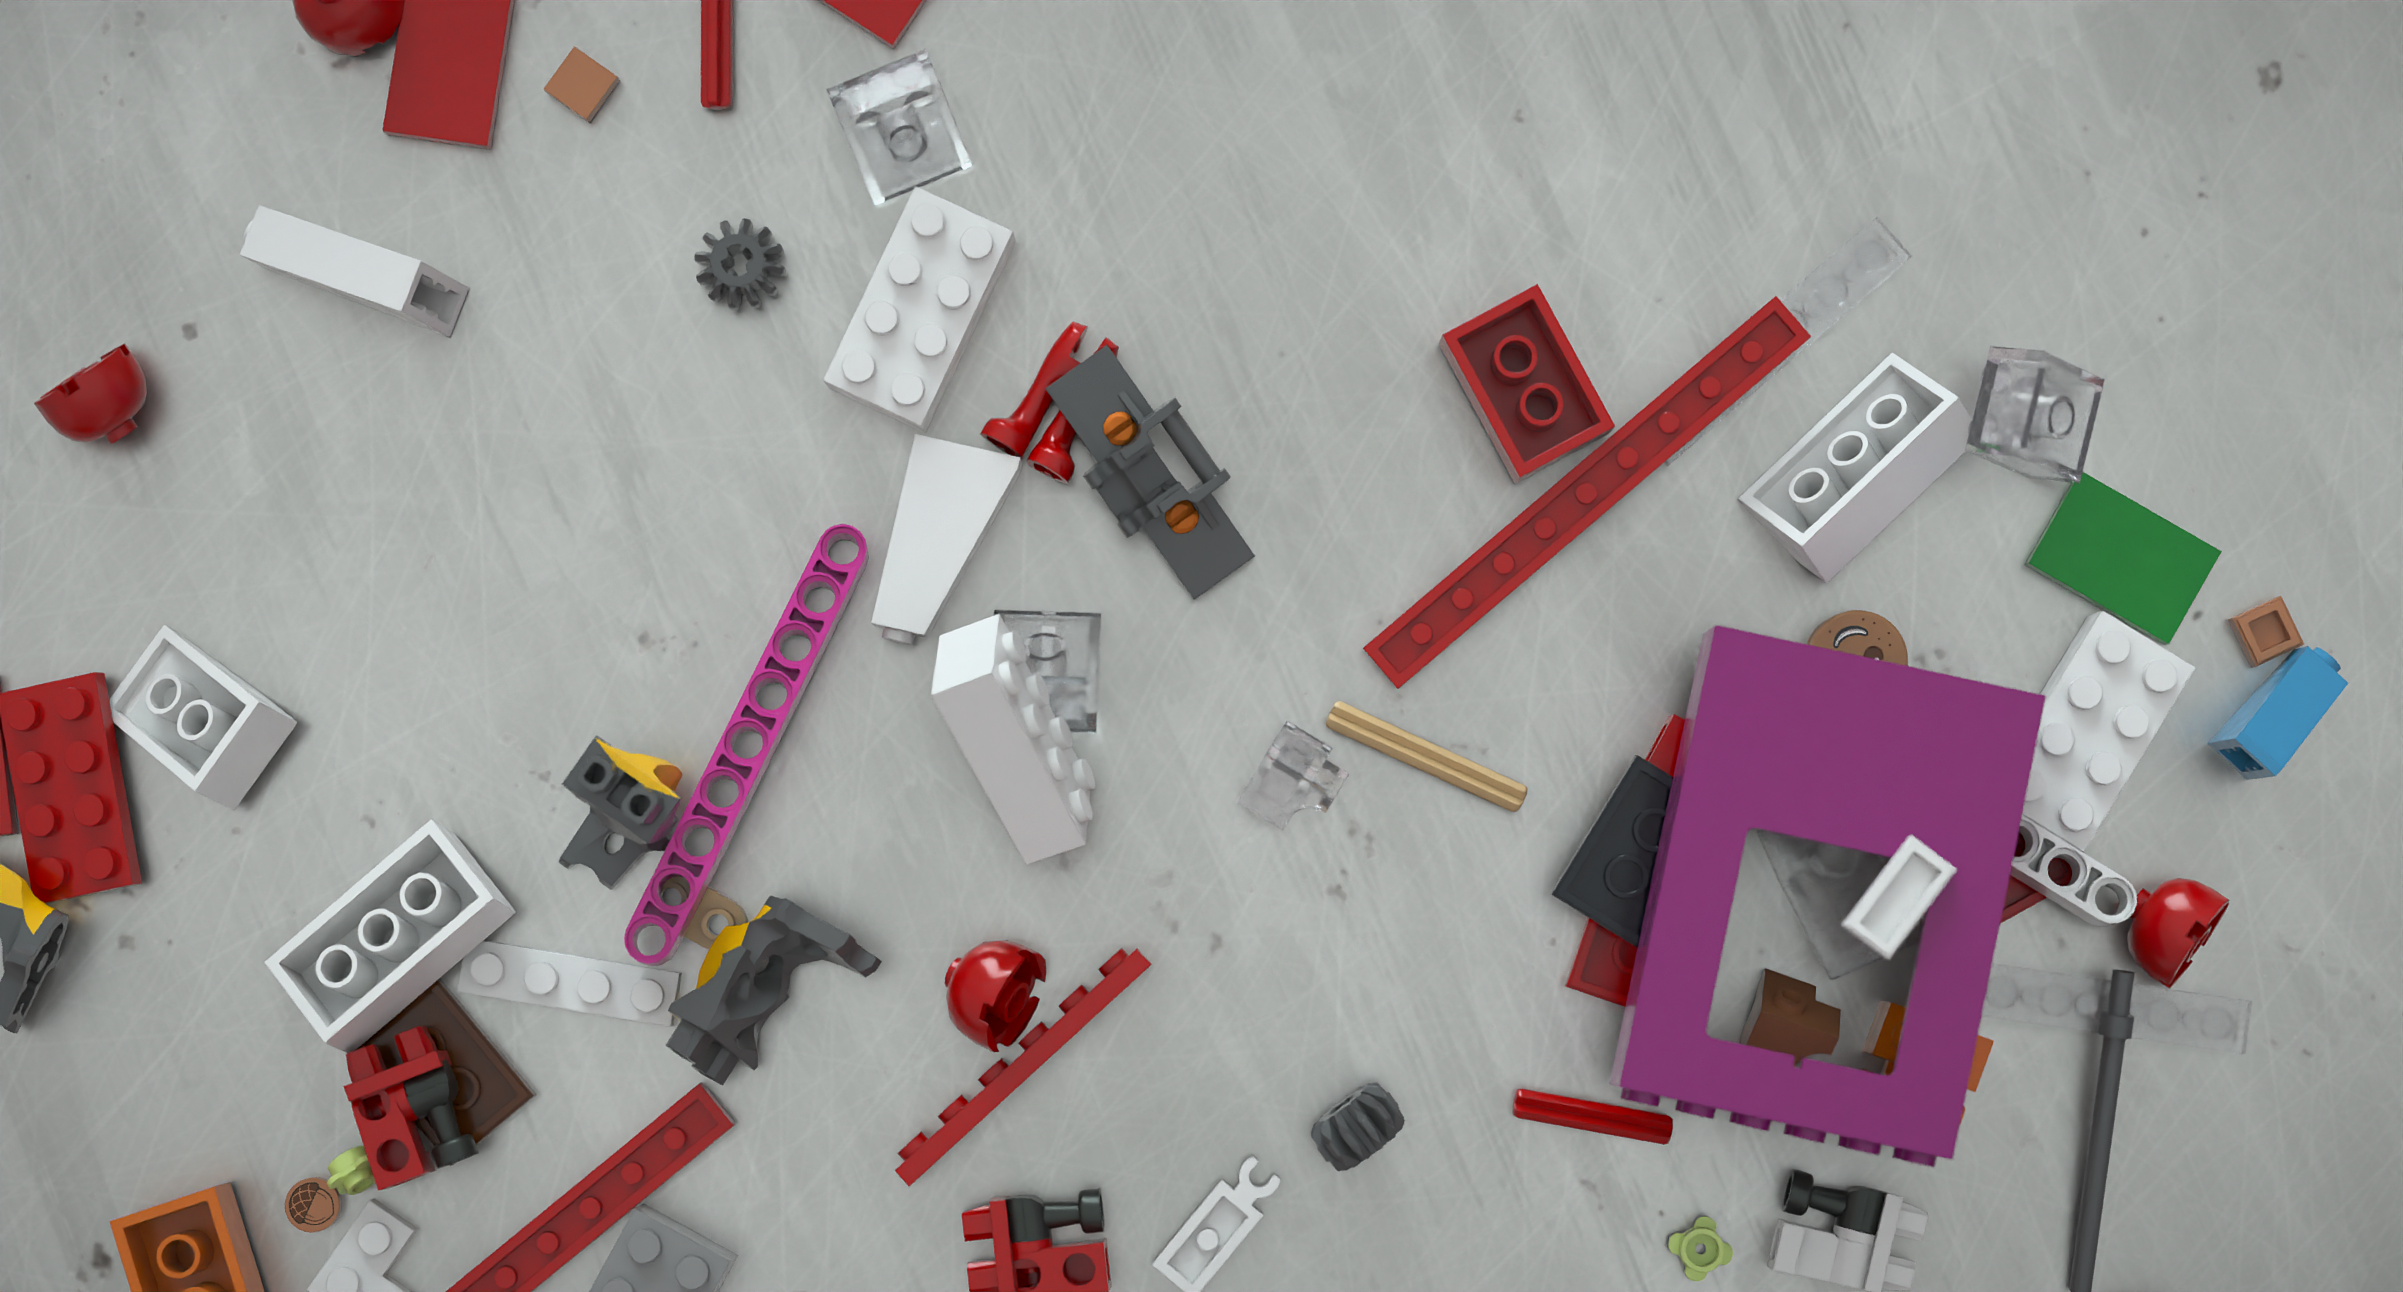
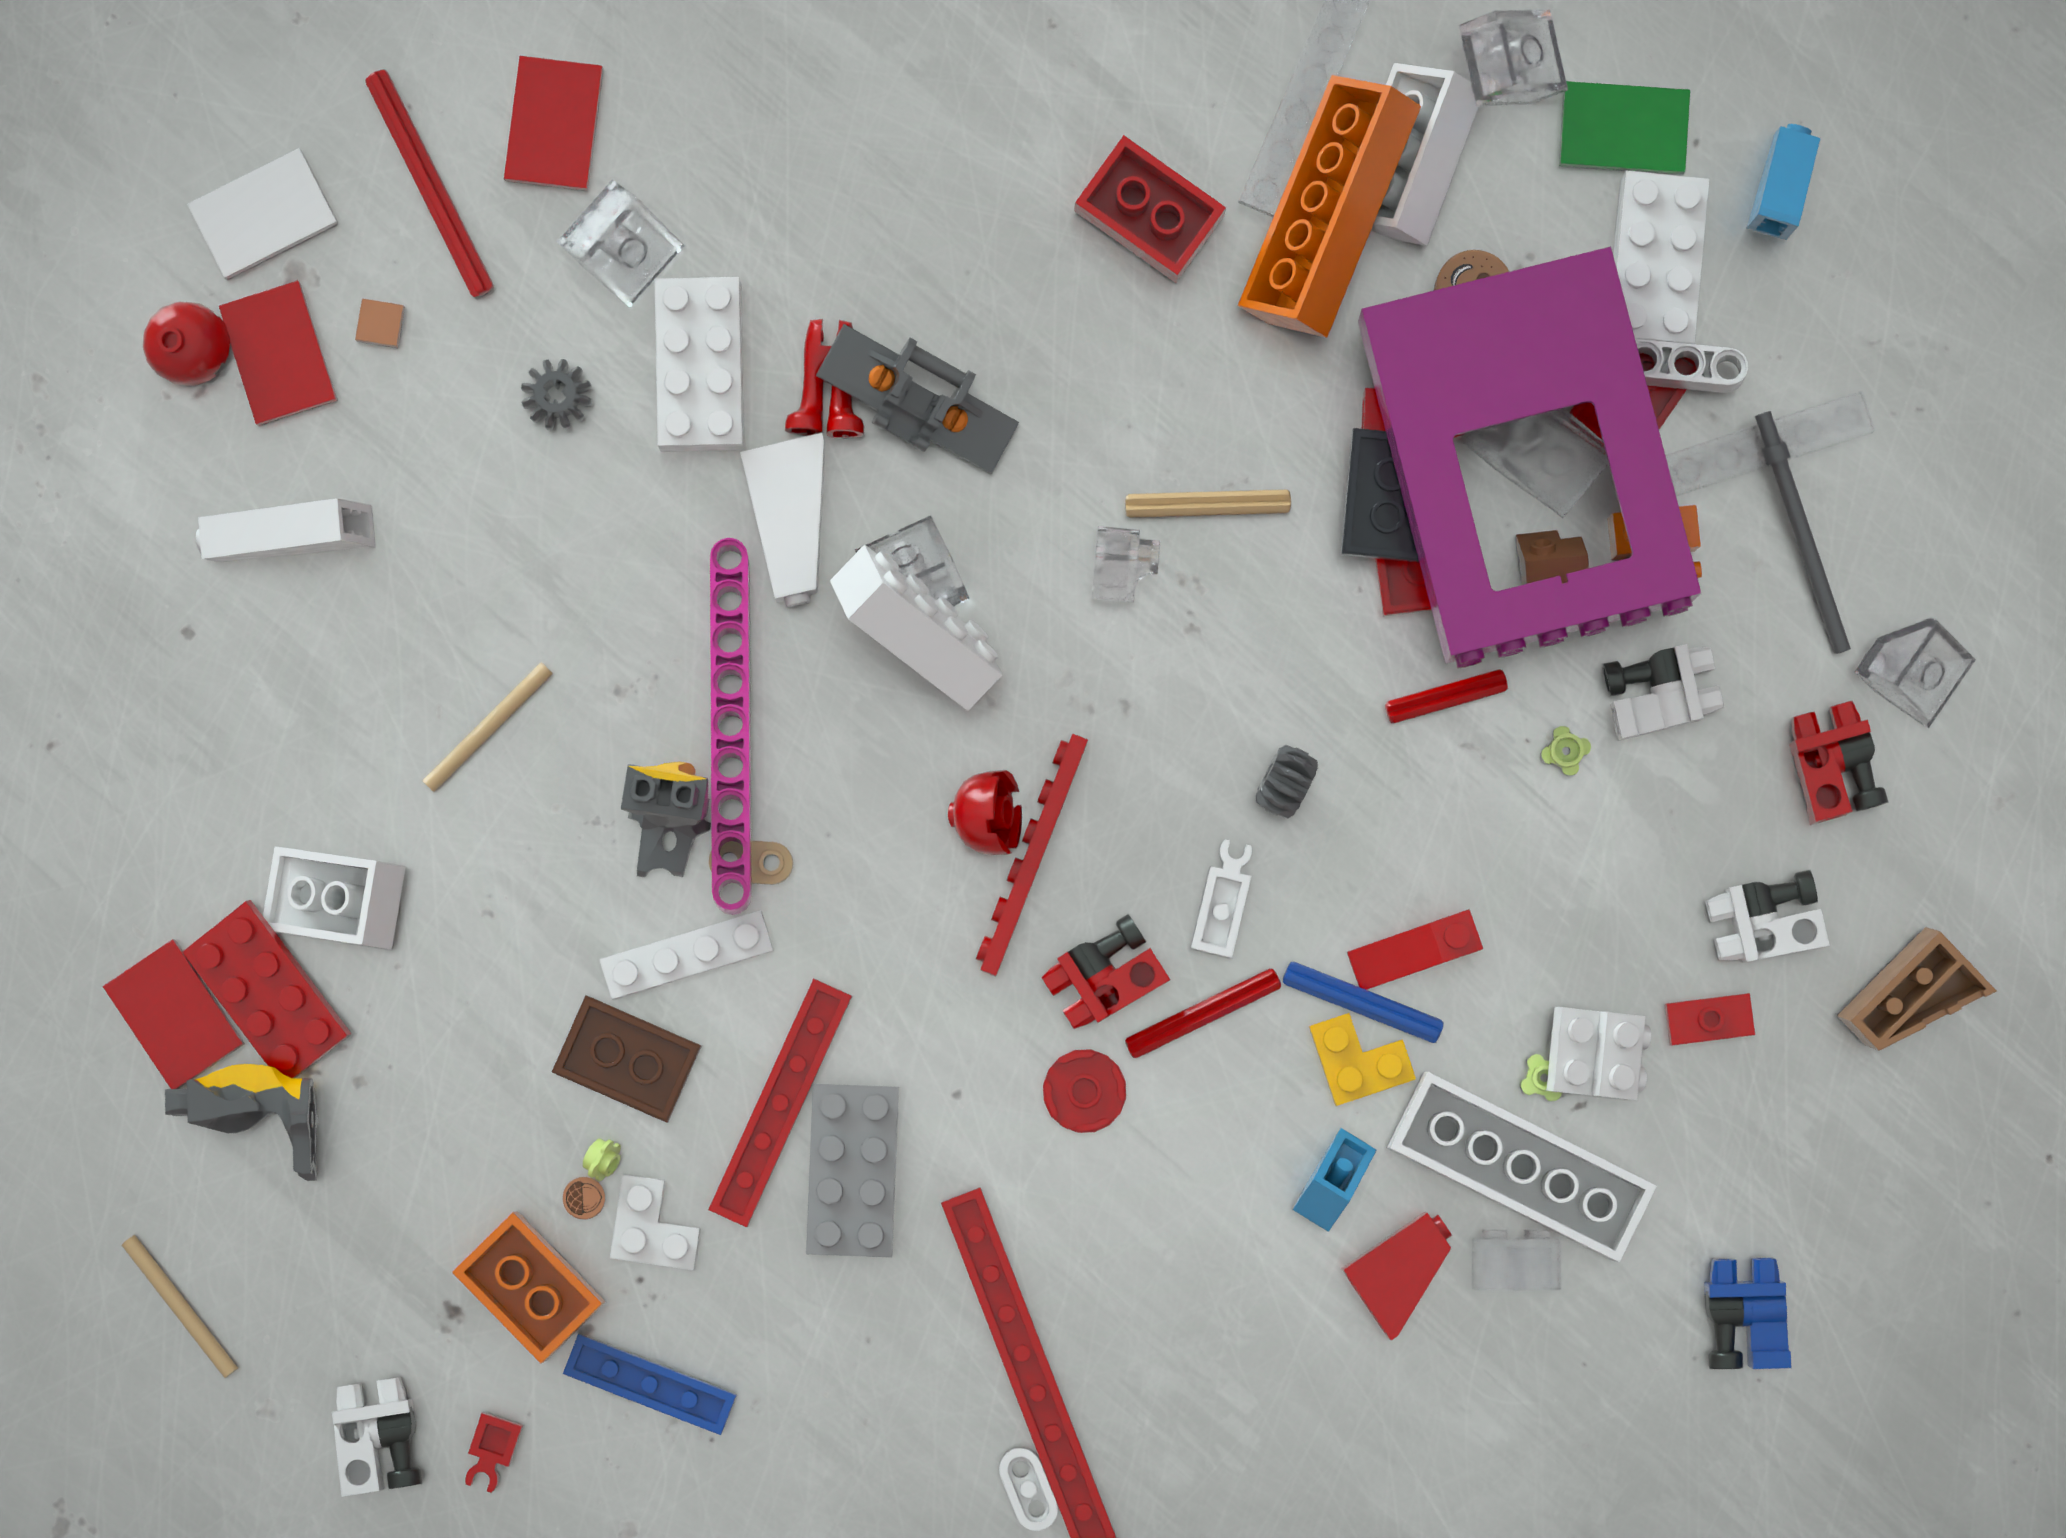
camera: 30 degrees left, 0 degrees up
(98, 399) = (150, 709): red cylinder -> none
(389, 937) = (547, 981): white brick -> none
(394, 1098) = (609, 1088): red hips -> none
(473, 607) = (487, 726): none -> tan bar
(732, 1003) = (810, 907): dark grey hips -> none
(1587, 492) = (1229, 264): red plate -> none
(1736, 482) = (1329, 205): none -> orange brick
(1898, 897) = (1577, 432): white tile -> none
(2173, 926) = (1782, 366): red cylinder -> none
(2266, 631) = (1748, 130): nougat tile -> none

